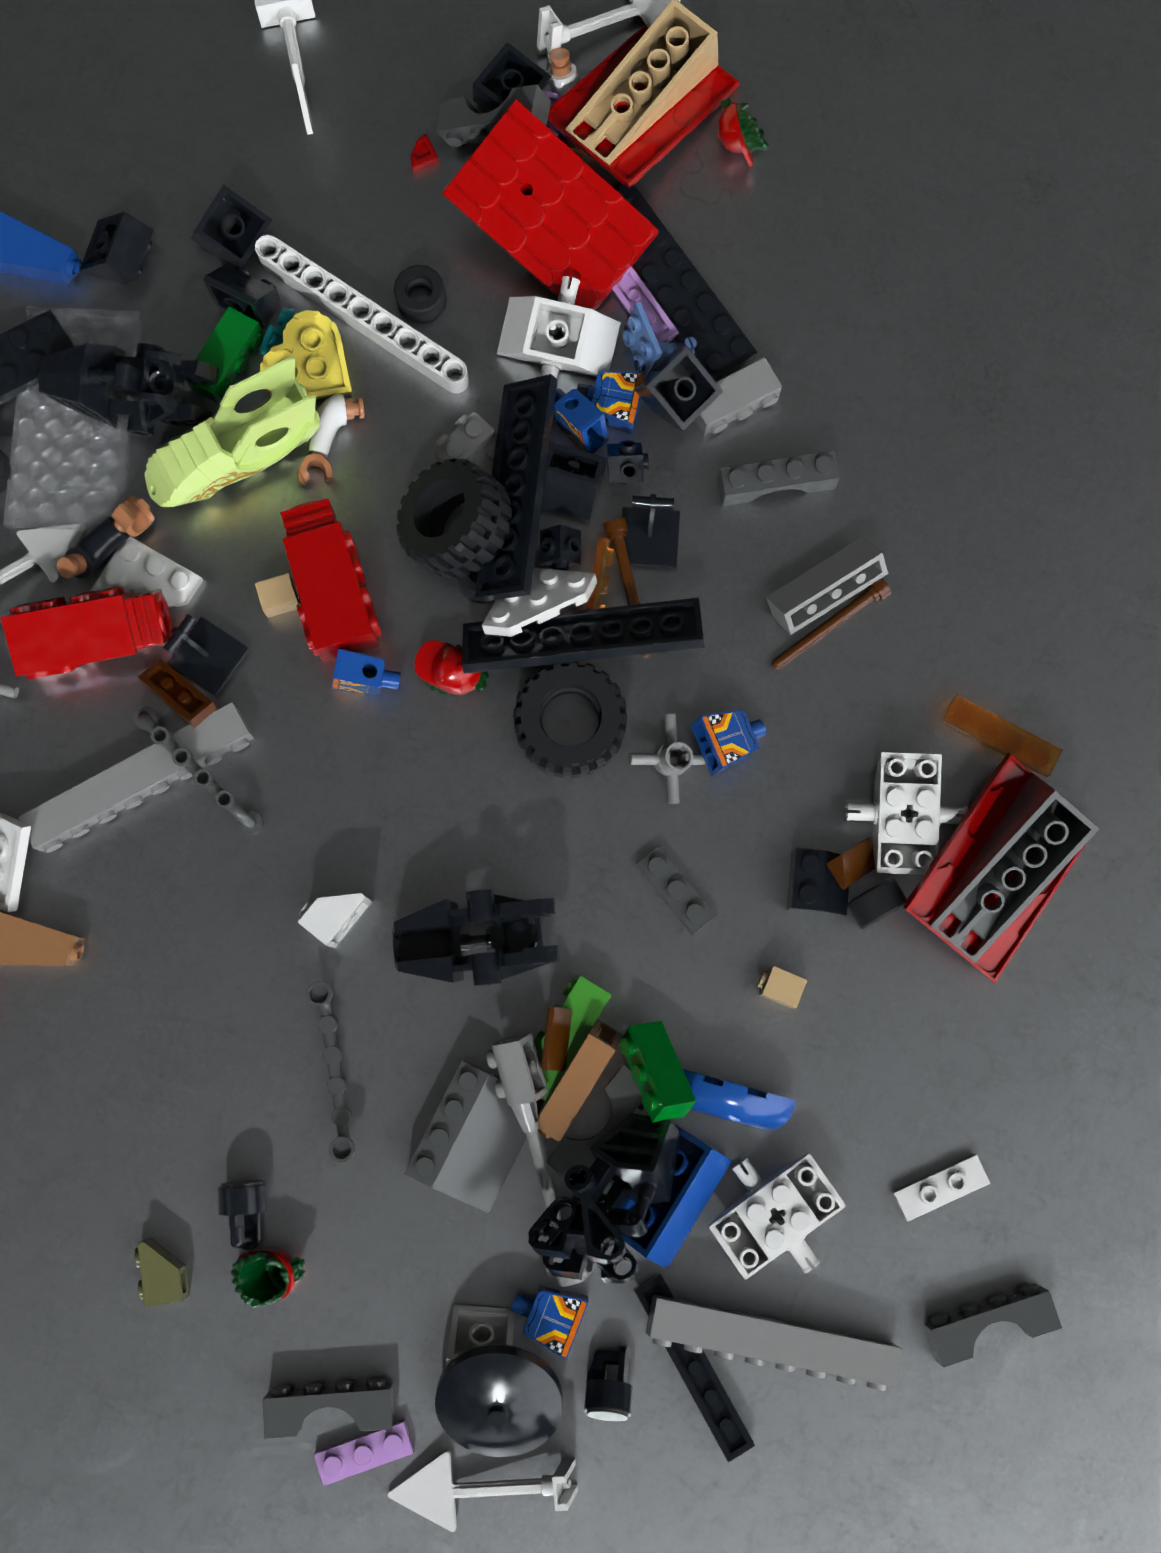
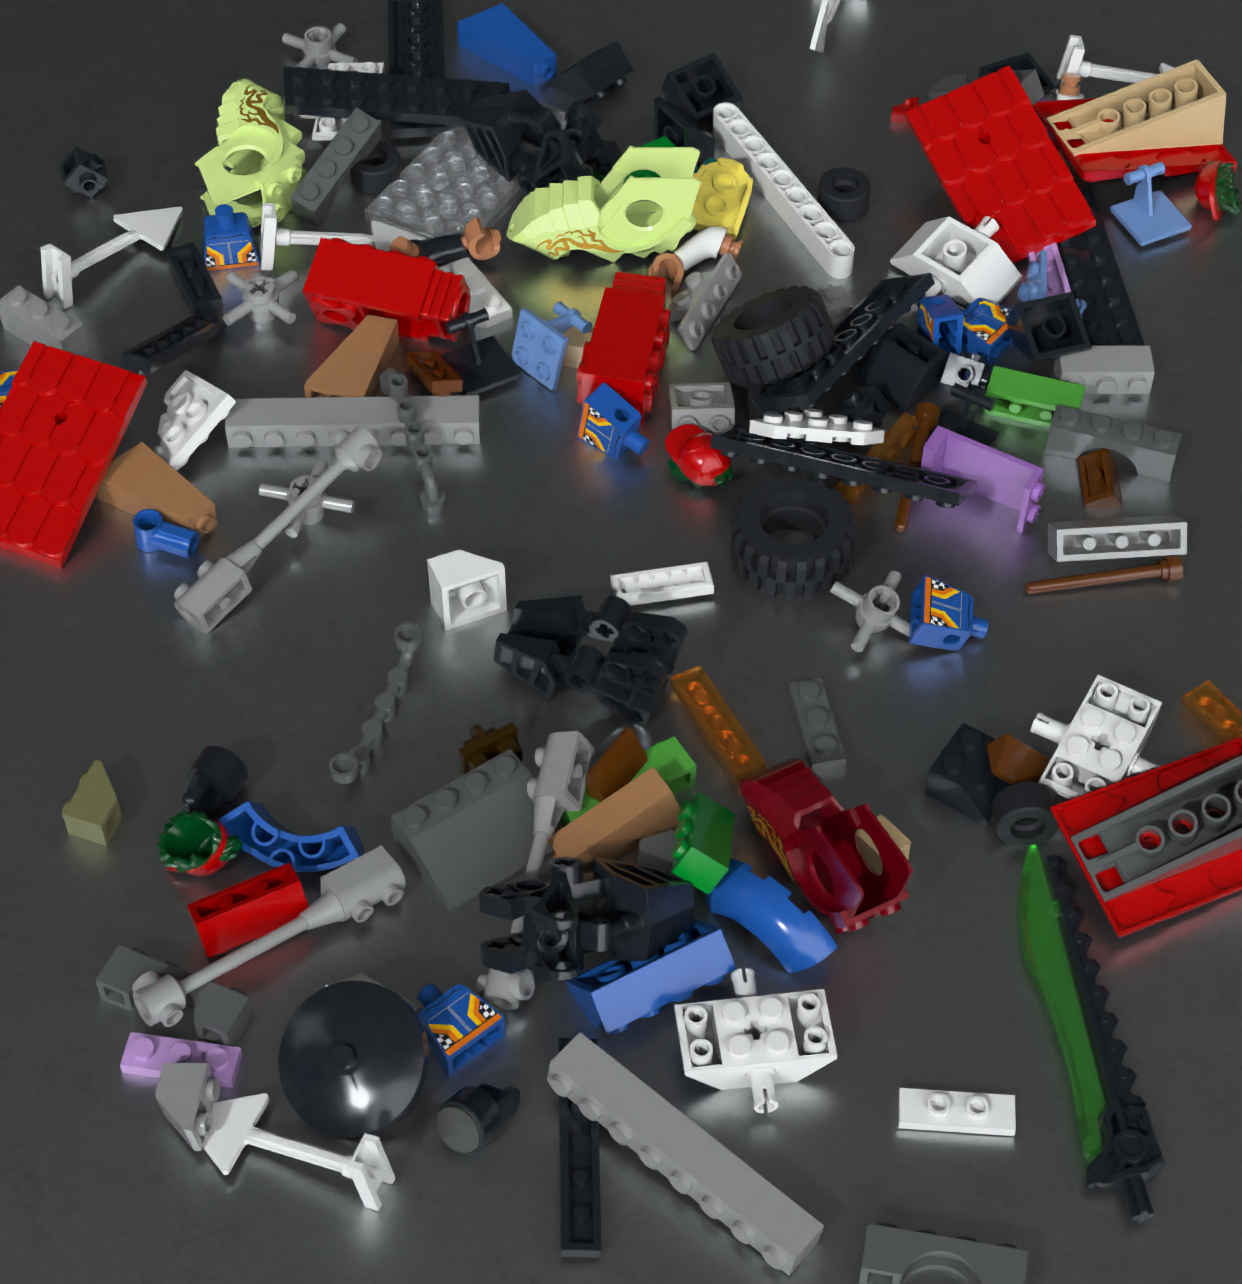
camera: 30 degrees right, 30 degrees down
(52, 982) = (156, 534): none -> blue piece
(104, 718) = (357, 361): none -> medium nougat slope
(130, 1007) = (225, 582): none -> light grey bar
(156, 890) = (316, 509): none -> light grey bar
(252, 620) = (541, 344): none -> medium blue plate
(338, 1228) = (277, 845): none -> blue brick
(341, 1310) = (247, 909): none -> red brick
(358, 483) = (702, 299): none -> light grey bracket
(394, 1498) = (187, 1099): none -> light grey slope
(409, 1254) = (343, 894): none -> light grey bar
(422, 609) = (702, 405): none -> light grey plate
(448, 1045) = (487, 745): none -> dark brown hips
(486, 816) = (663, 583): none -> white plate
(603, 935) = (717, 724): none -> clear orange plate
(691, 458) = (1030, 396): none -> bright green brick
(692, 184) = (1150, 213): none -> medium blue plate
(696, 570) = (996, 473): none -> medium lavender panel
(746, 1028) = (821, 847): none -> dark red animal
(781, 519) = (1100, 480): none -> reddish brown slope
(1069, 1145) = (1127, 1133): none -> piece

